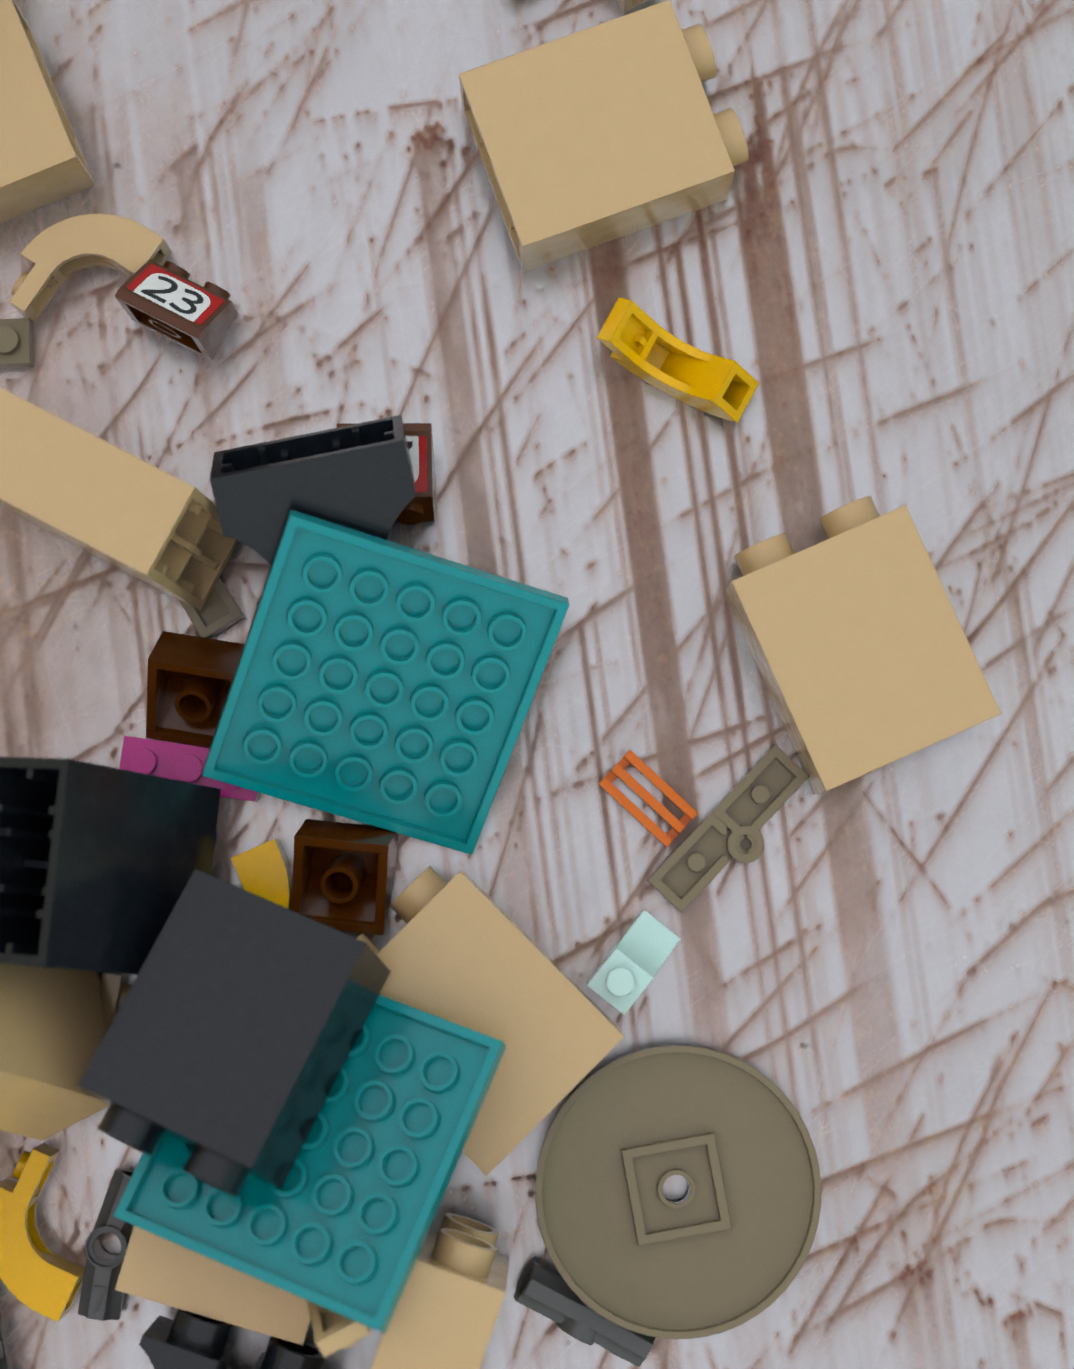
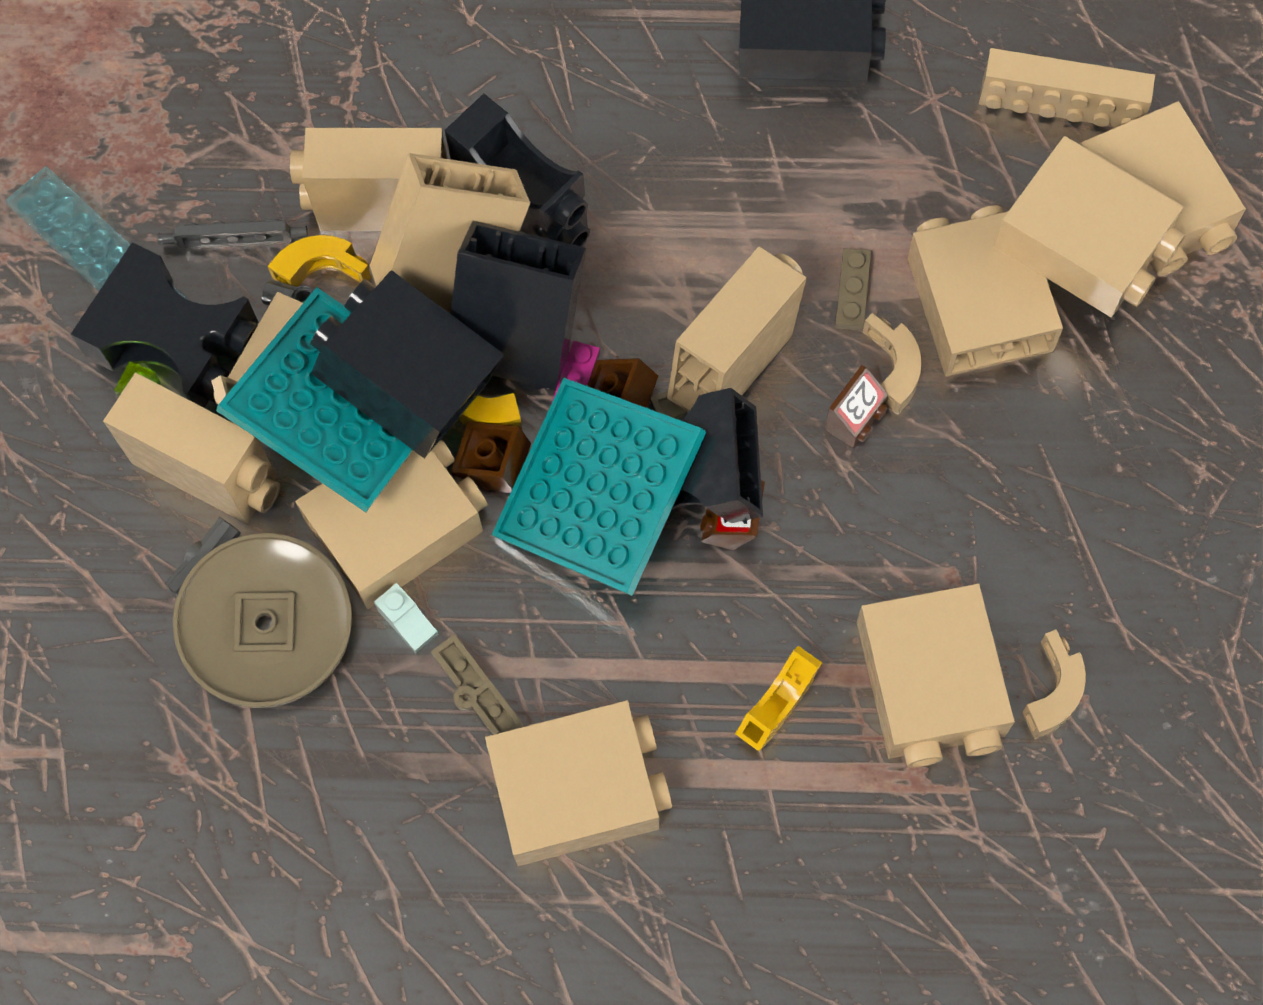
camera: 100 degrees right, 15 degrees down
(662, 786) = (498, 637): orange tile -> none

